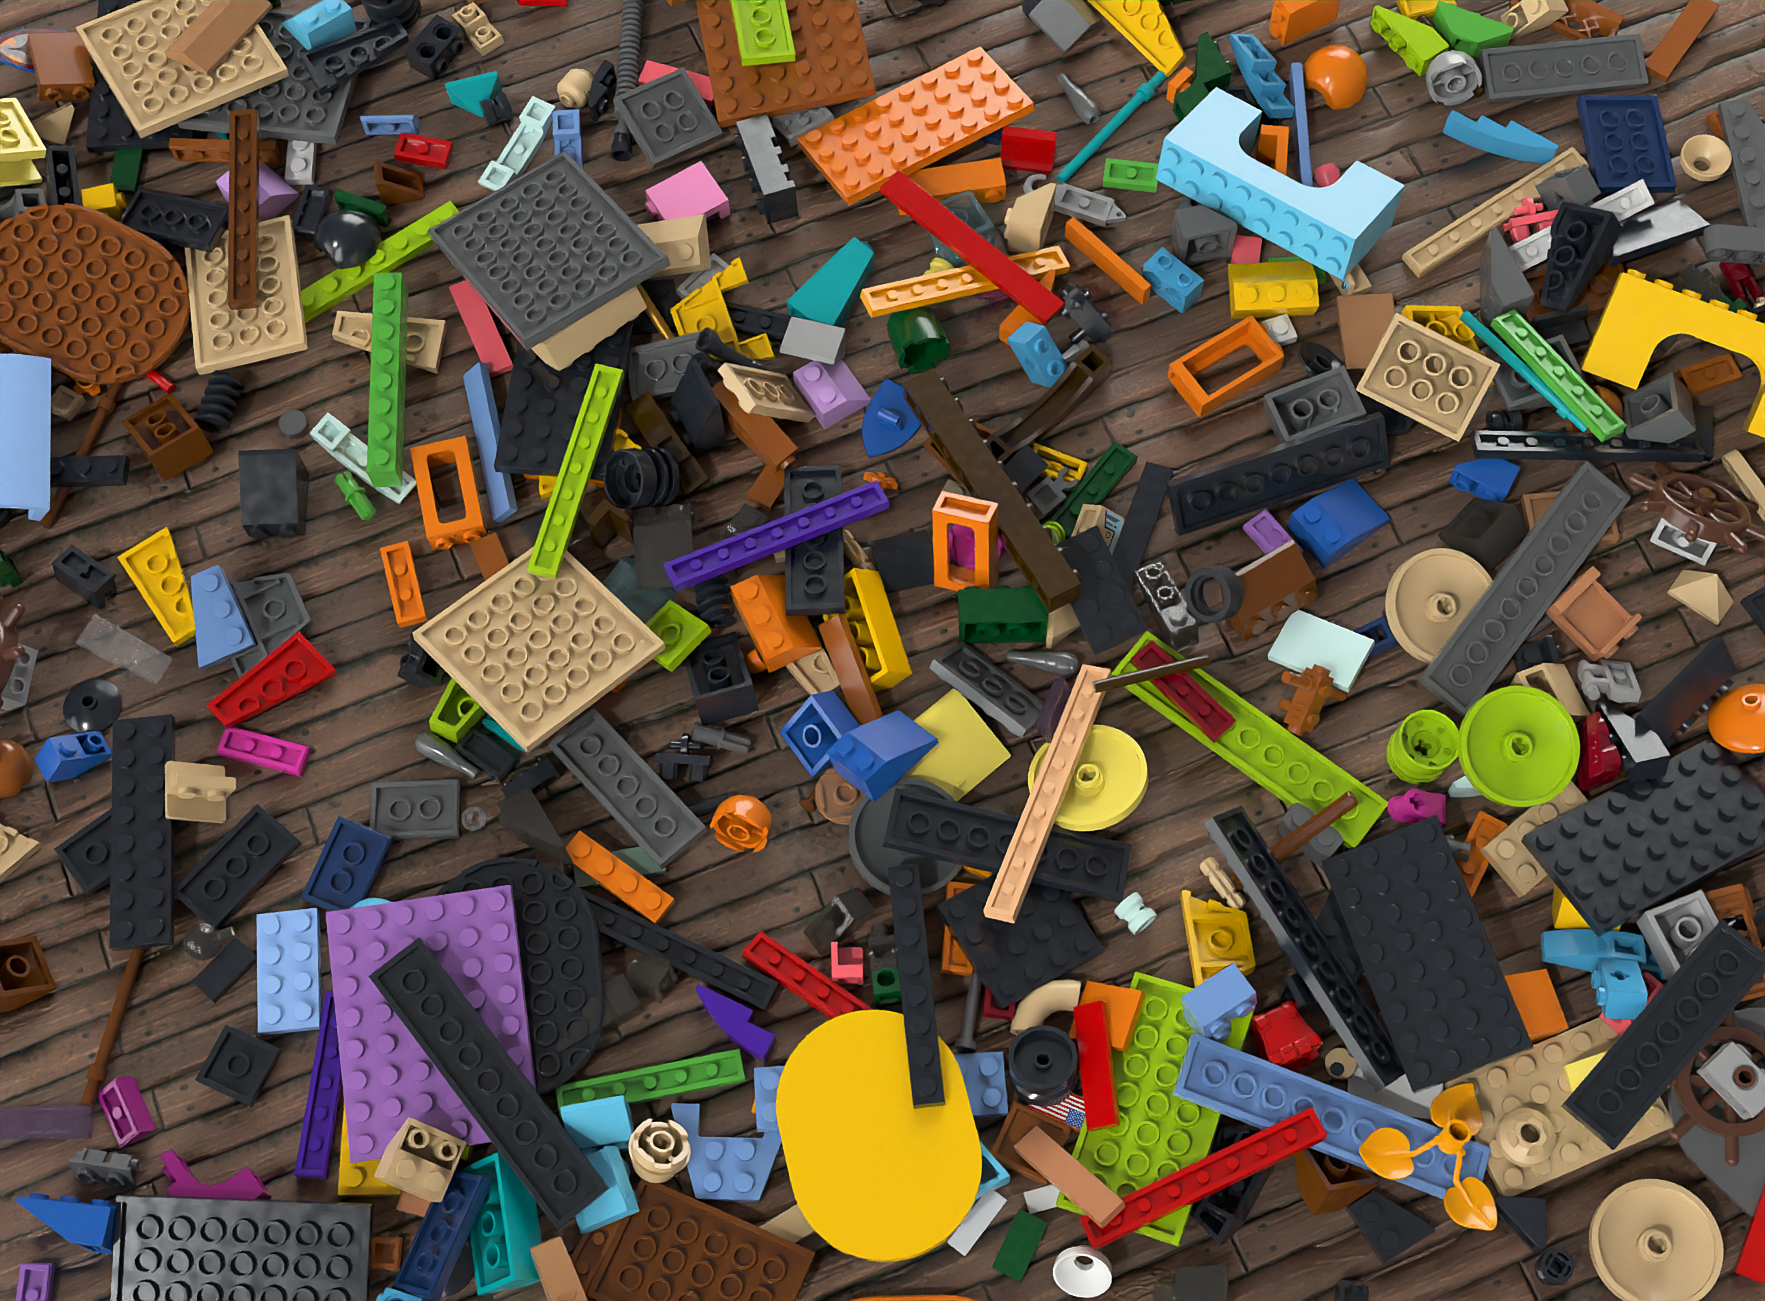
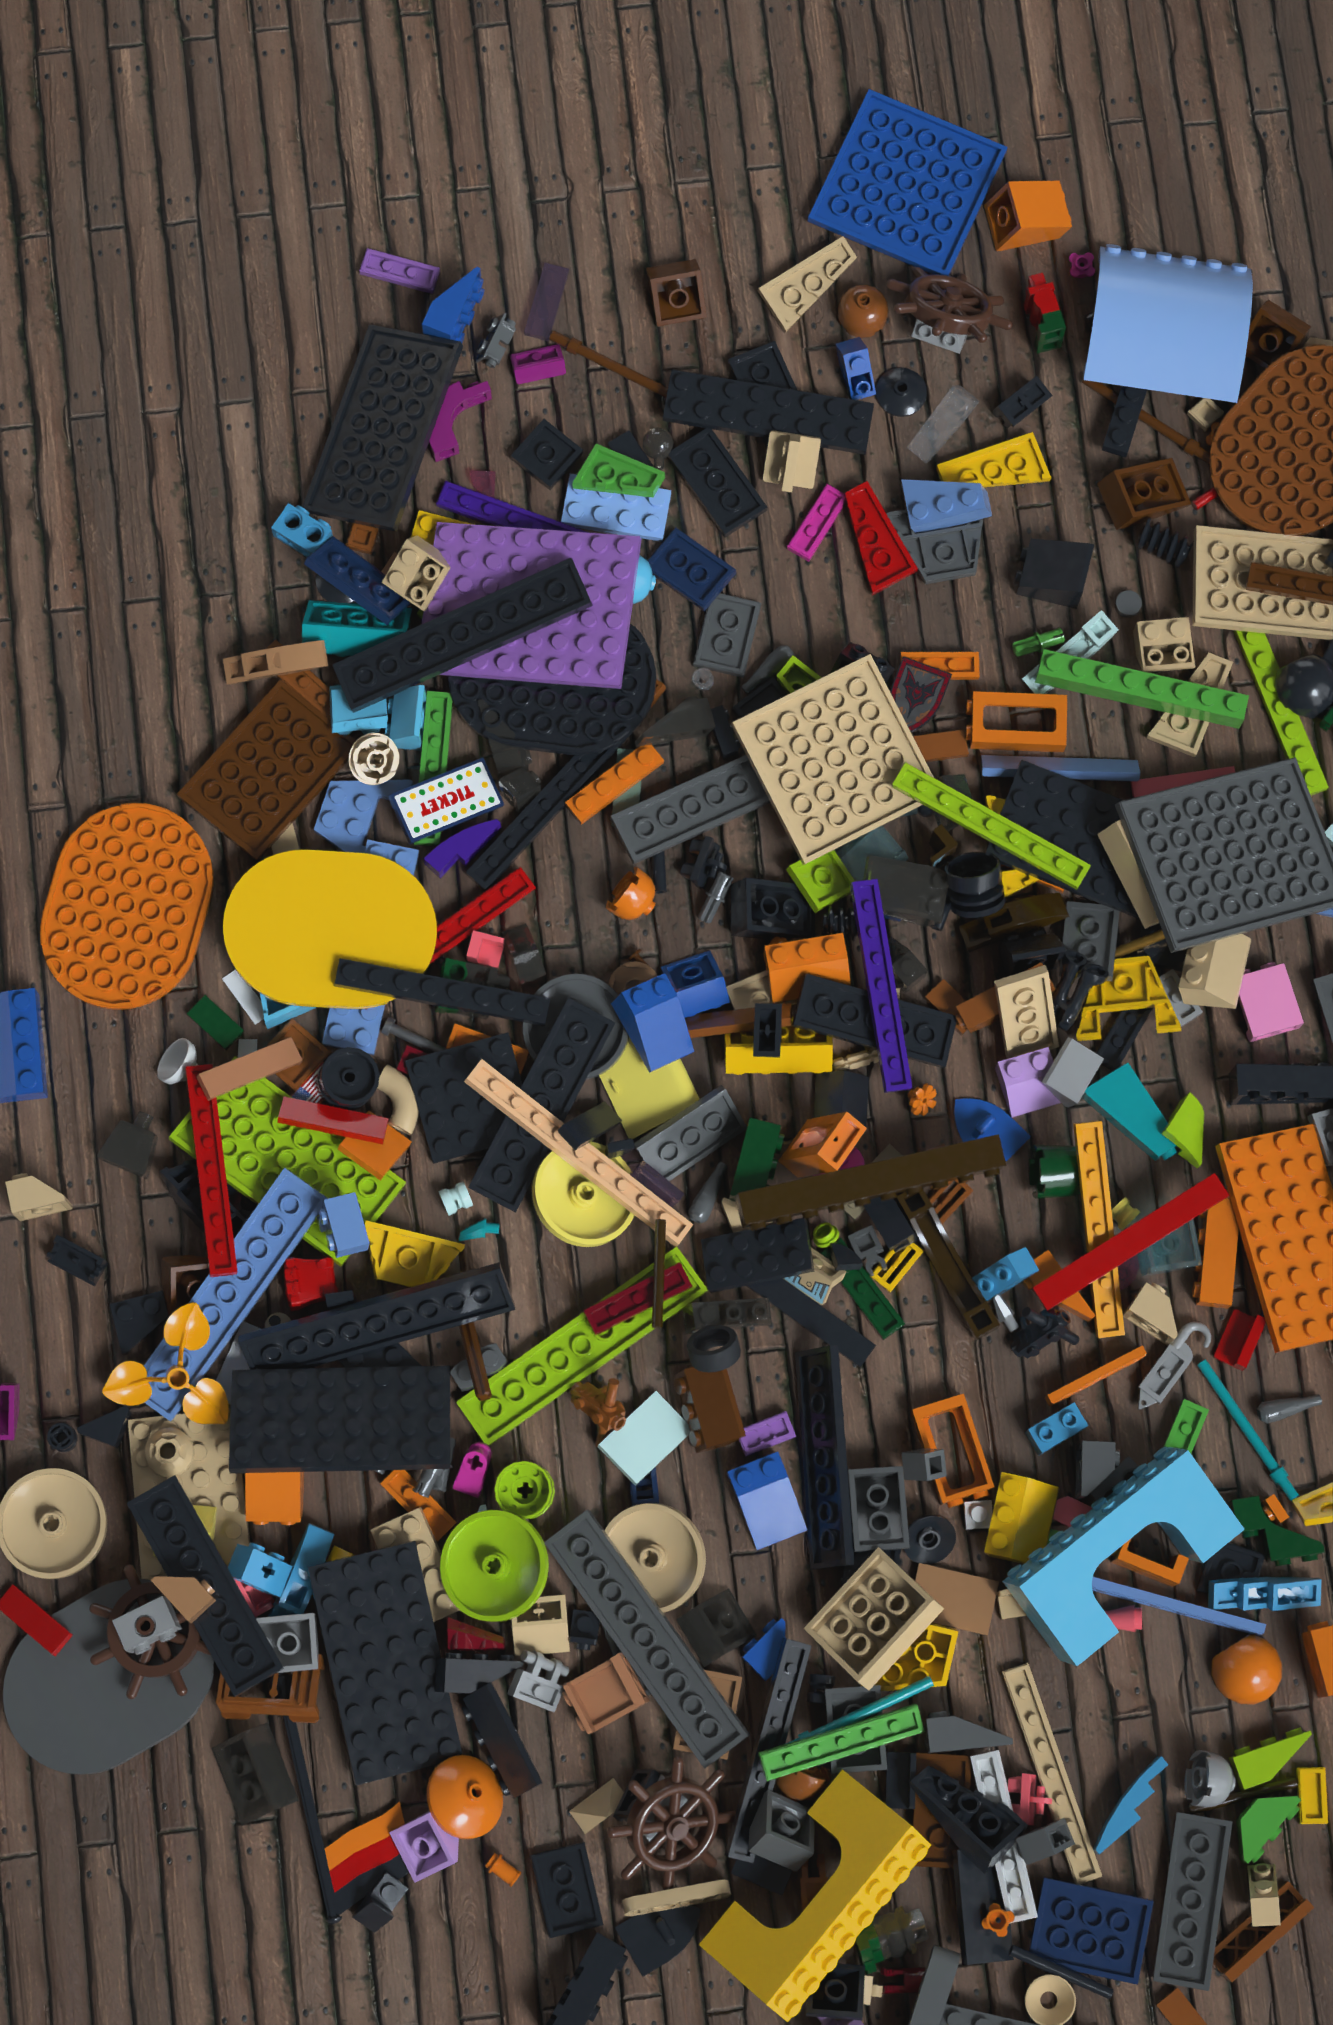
camera: 100 degrees right, 10 degrees up
(249, 974) = (617, 474): none -> bright green wing
(287, 1130) = (484, 482): none -> clear pink tile
(335, 374) = (1164, 644): none -> tan slope
(434, 590) = (918, 691): none -> shield
(688, 1054) = (446, 800): none -> tile
(835, 239) = (1187, 1128): none -> lime slope
(861, 630) = (767, 1030): none -> black slope
(1015, 788) = (589, 1125): none -> black tile
(1033, 757) = (619, 1148): none -> black tile
(1069, 509) = (844, 1258): none -> black tile
(1160, 881) = (479, 1230): none -> teal bar
(1256, 375) = (924, 1464): none -> dark grey brick
(1659, 204) = (1005, 1916): none -> orange plate
(1675, 156) = (1061, 1971): none -> black bar
(1680, 552) = (645, 1778): none -> black tile
(1693, 1042) = (186, 1594): none -> medium nougat slope

